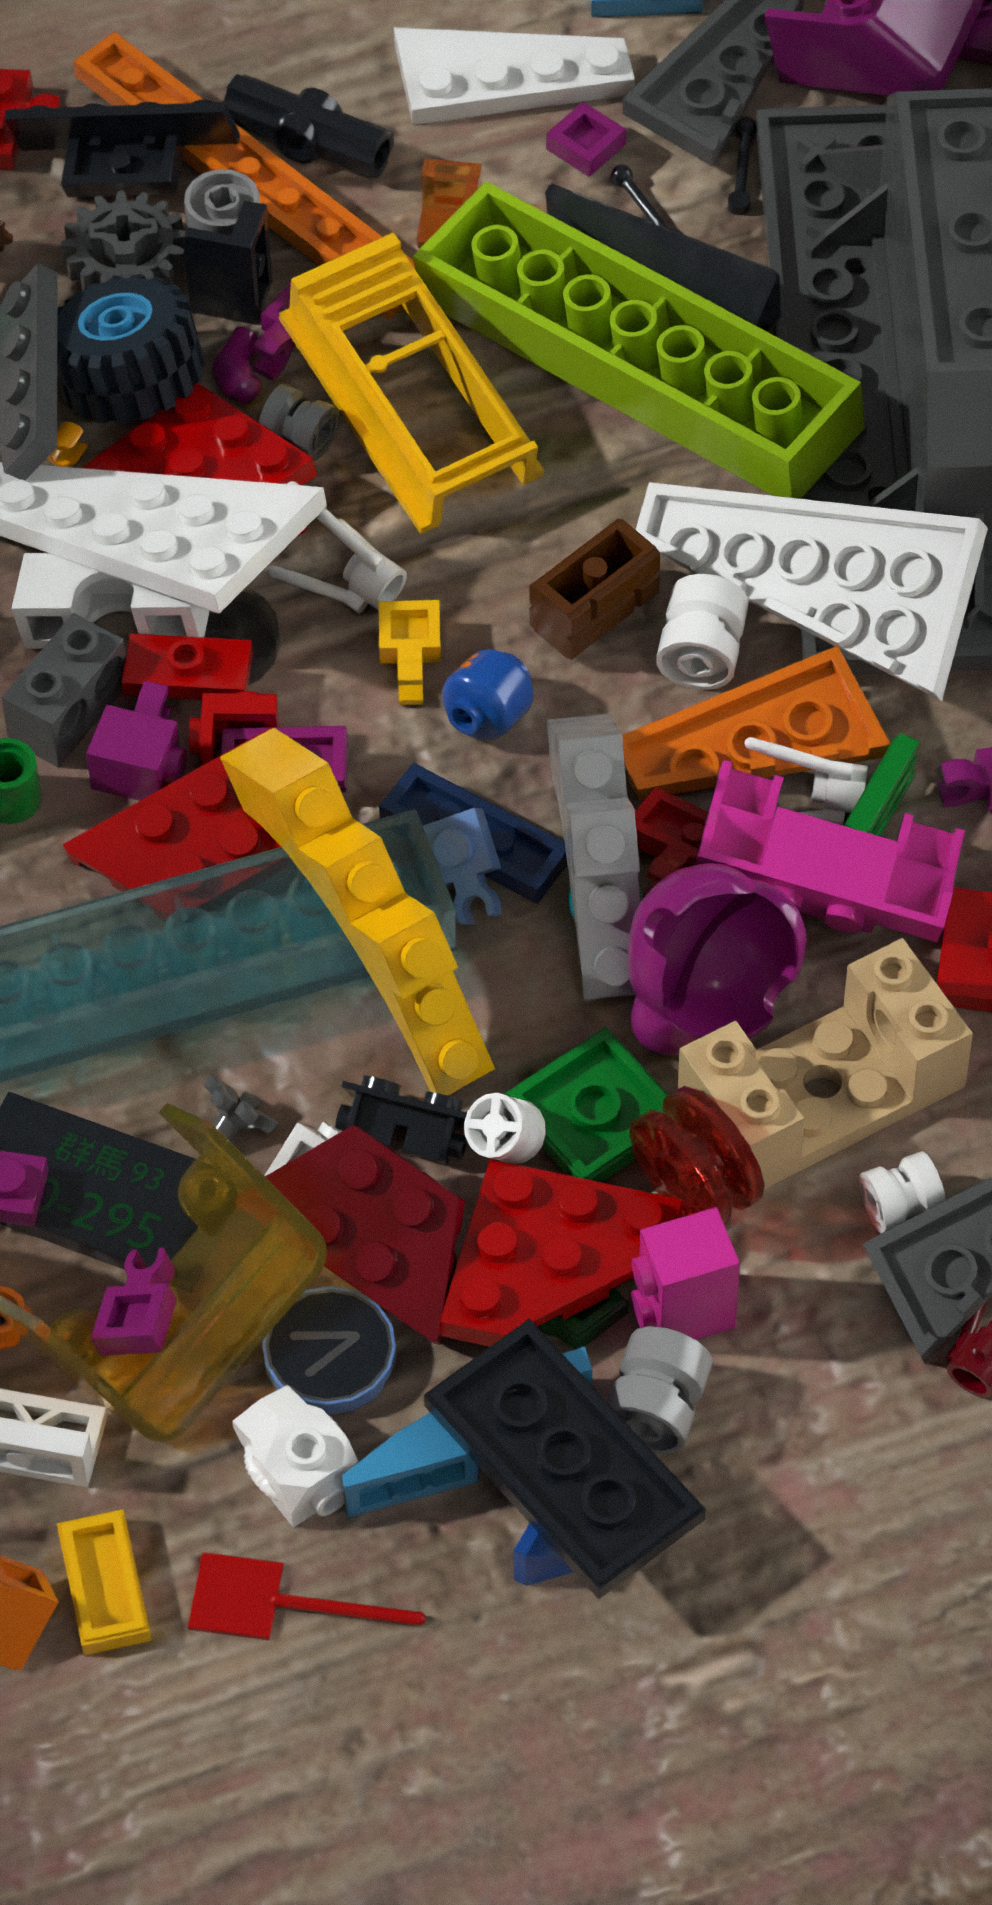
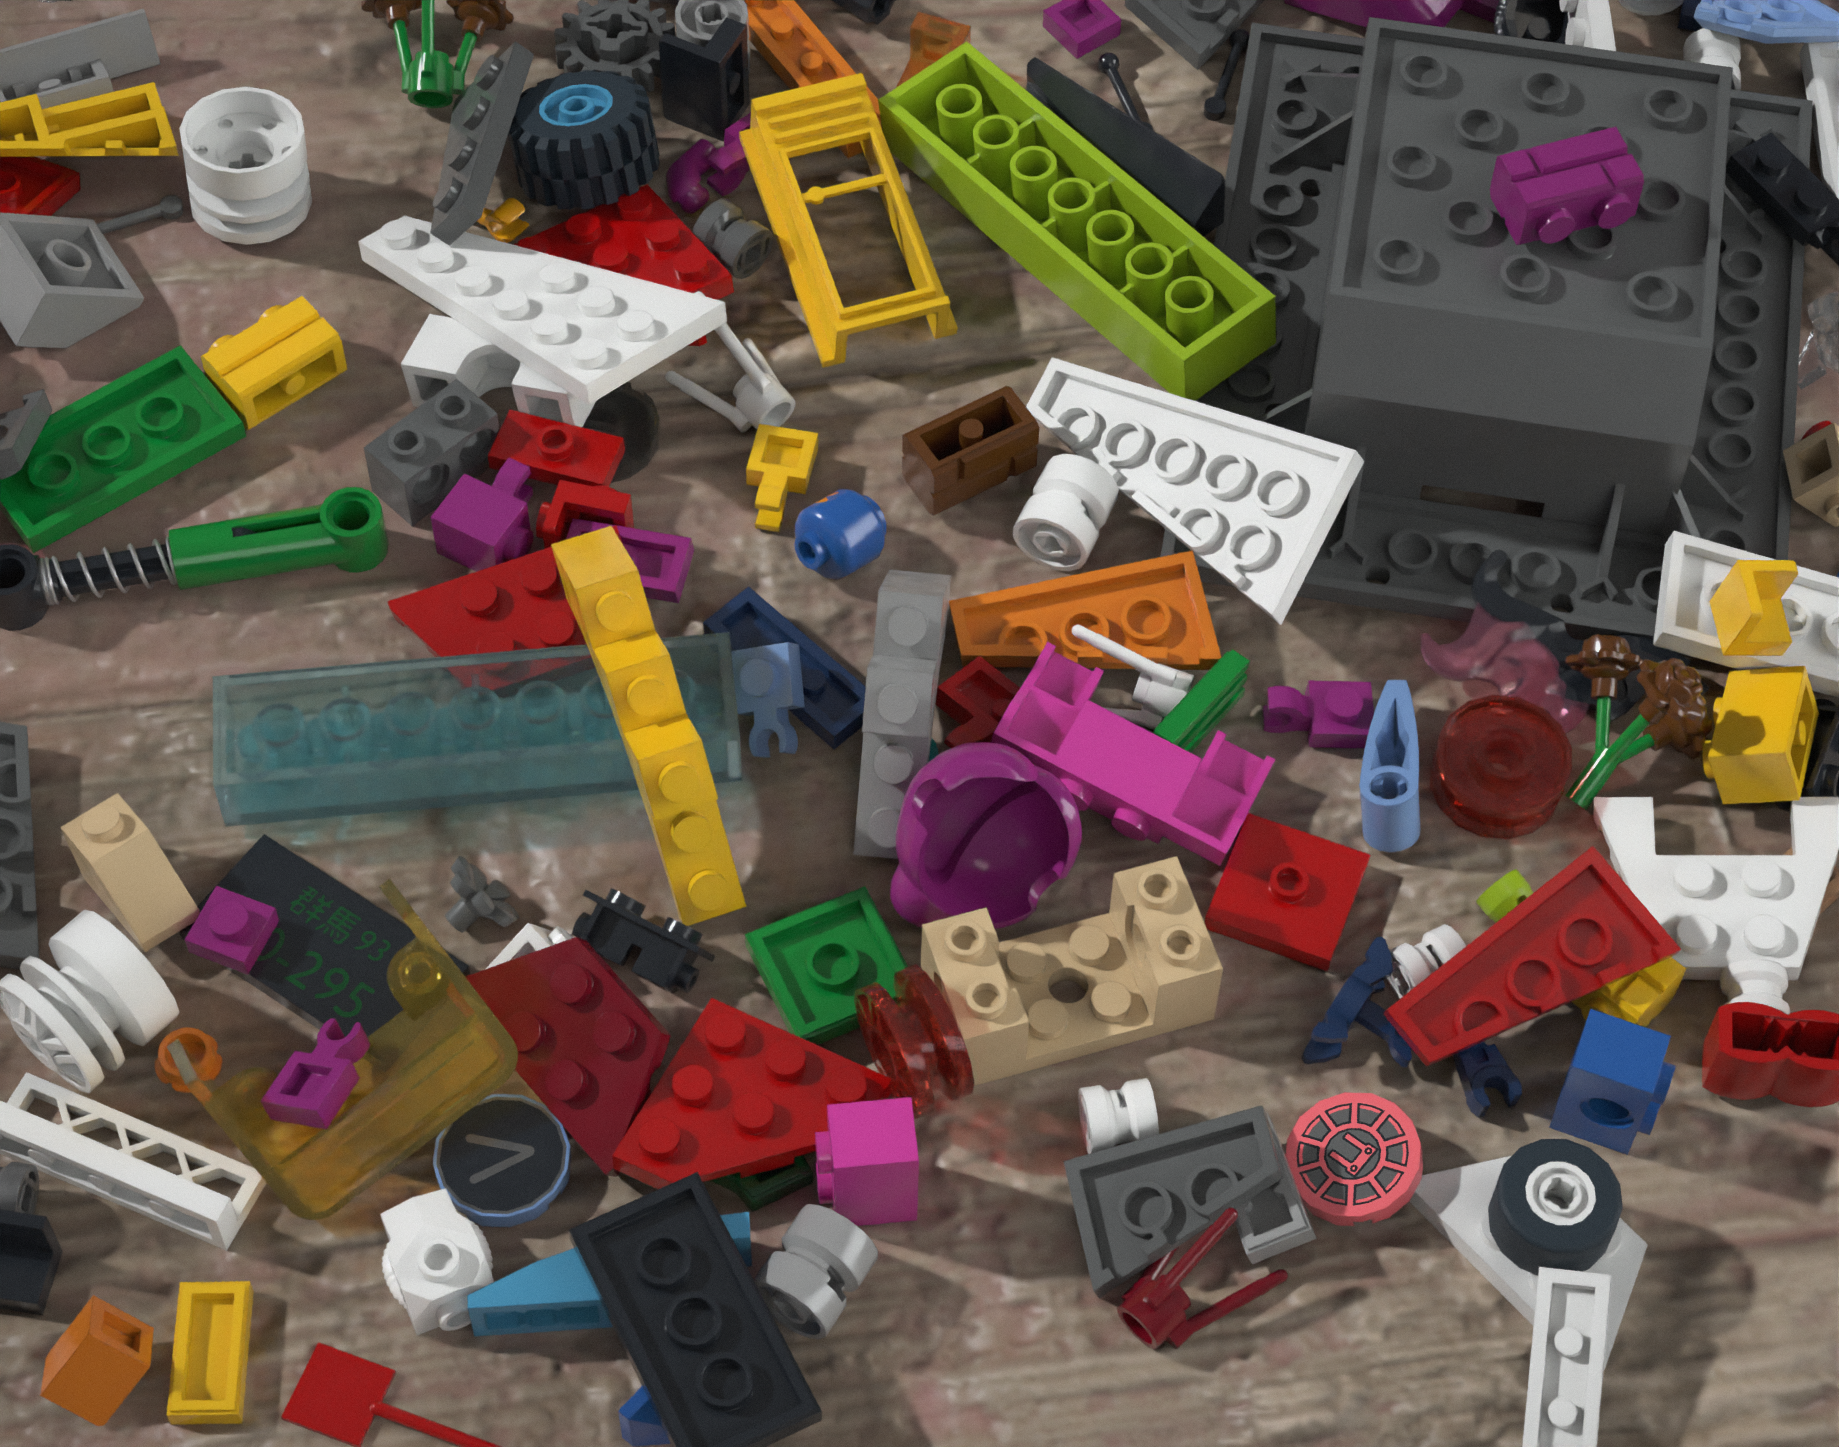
camera: 10 degrees right, 0 degrees up
(490, 1121) = (729, 955): white wheel -> none

